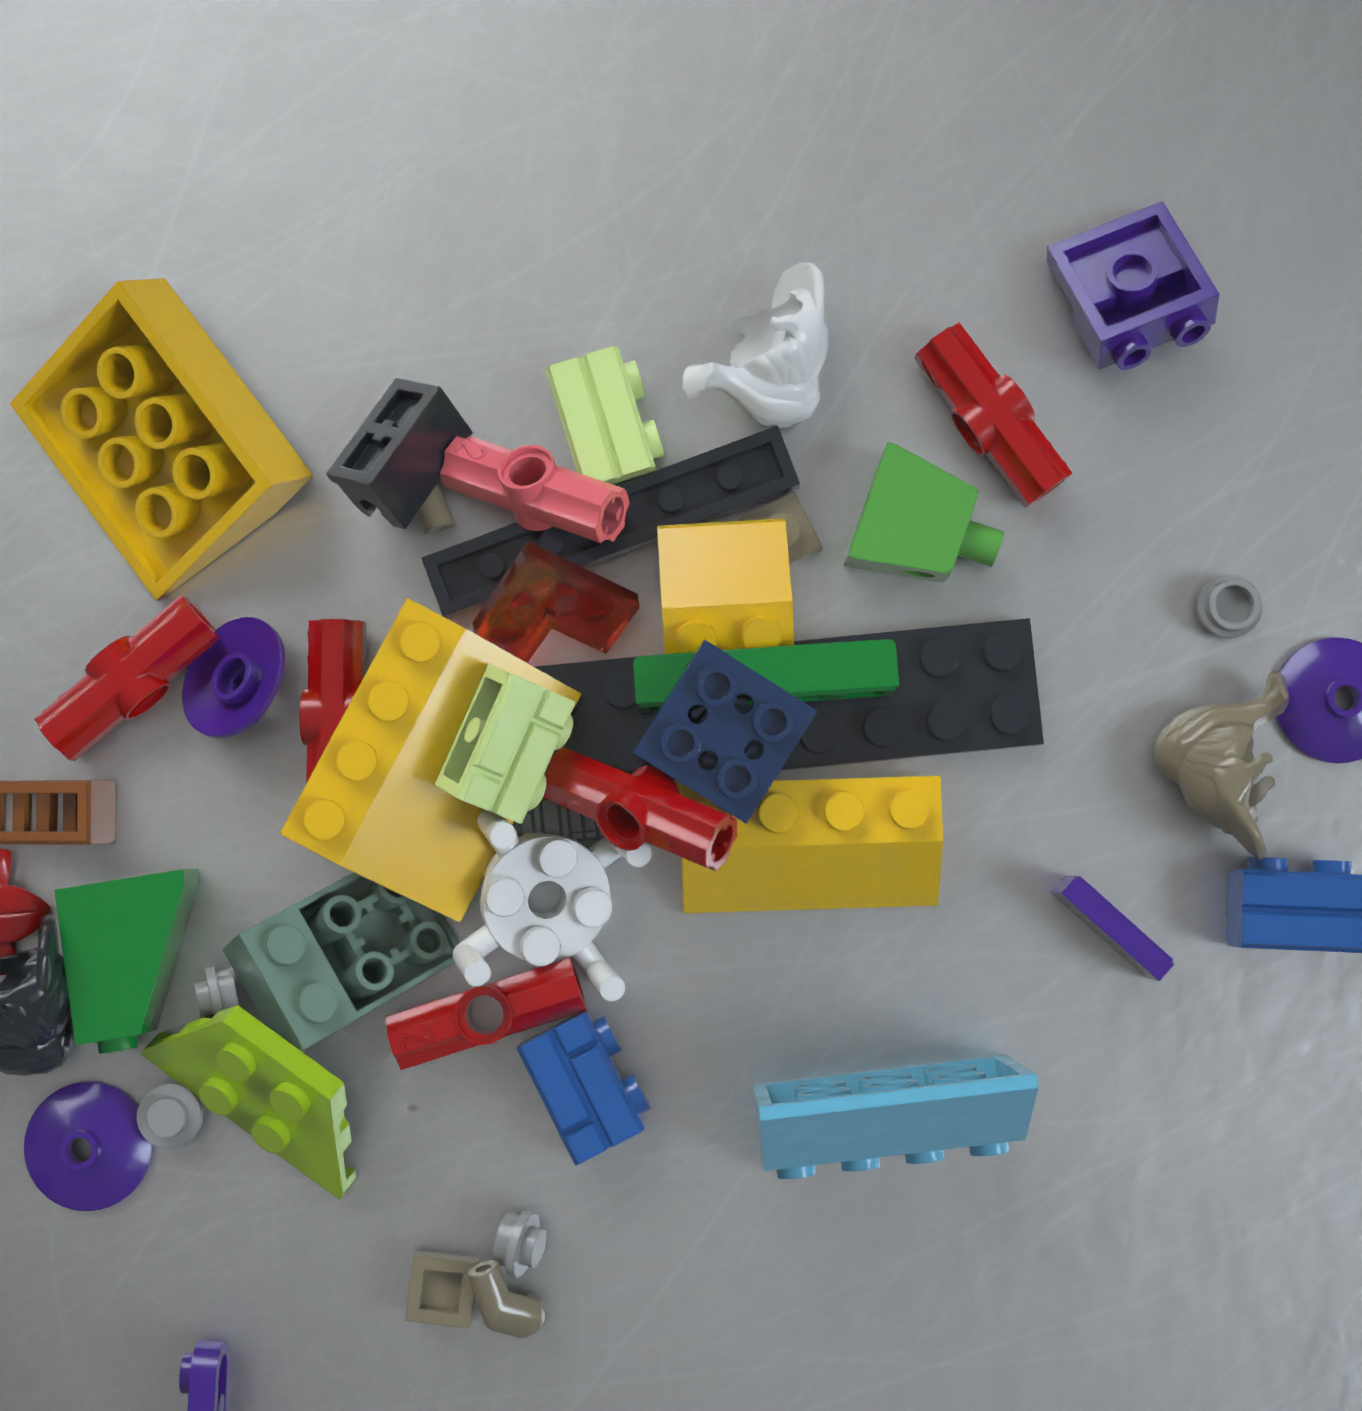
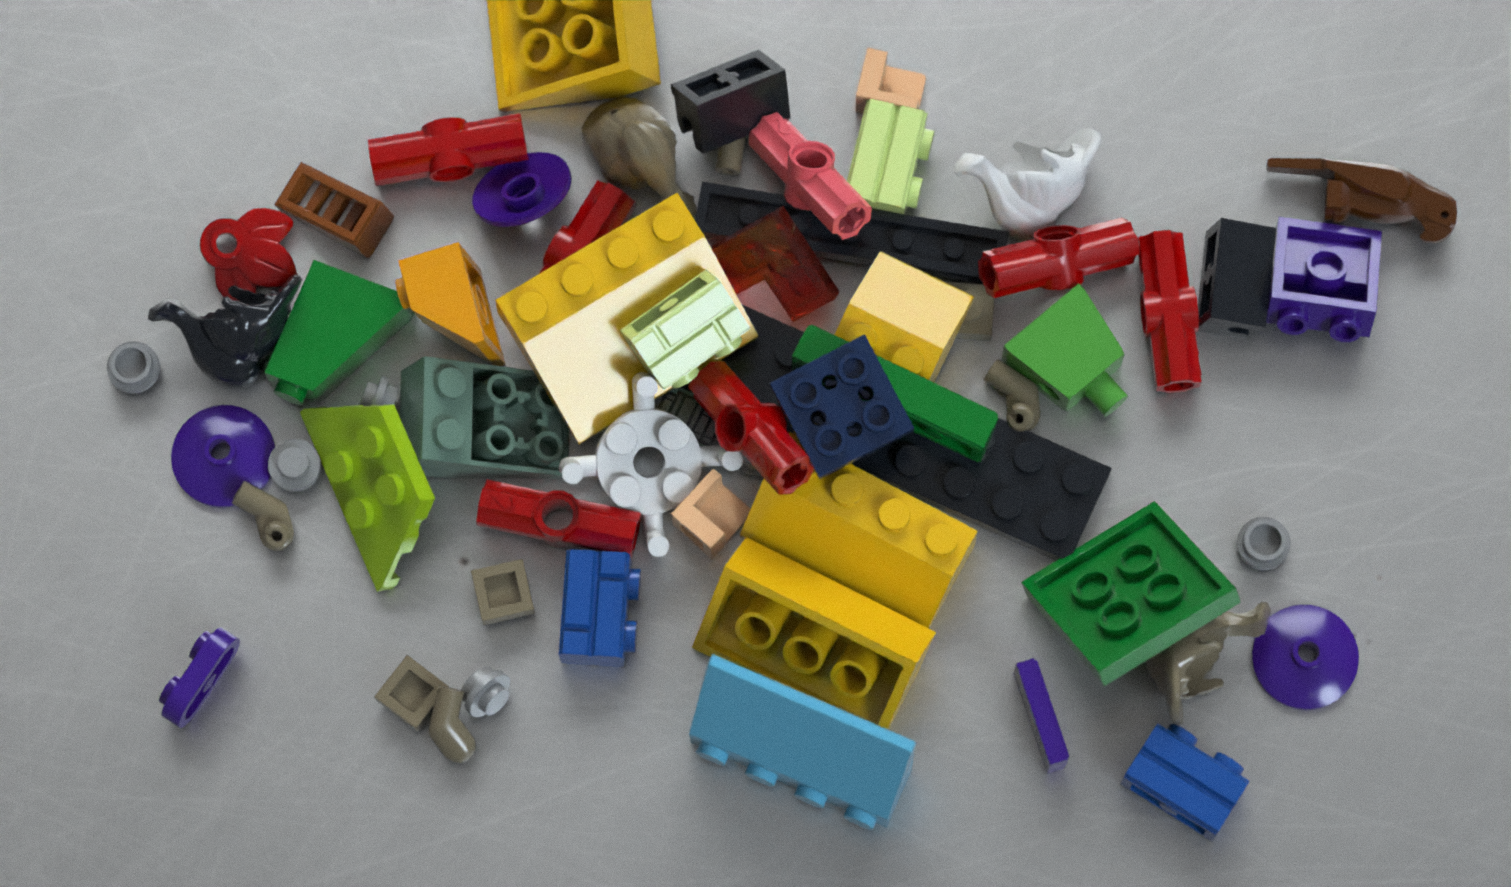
camera: 30 degrees right, 10 degrees down
(177, 1184) = (269, 514): none -> dark tan arm
(231, 847) = (451, 297): none -> light orange slope
(330, 562) = (635, 147): none -> dark tan piece
(473, 1124) = (503, 592): none -> dark tan plate
(556, 336) = (888, 83): none -> light nougat panel
(644, 912) = (710, 515): none -> light nougat panel
(830, 983) = (812, 634): none -> yellow slope
(847, 425) = (1058, 257): none -> red piece
(890, 596) = (1020, 393): none -> dark tan arm
(1041, 336) = (1235, 277): none -> black hinge
(1136, 164) = (1376, 194): none -> reddish brown animal
(1138, 748) = (1130, 593): none -> green plate

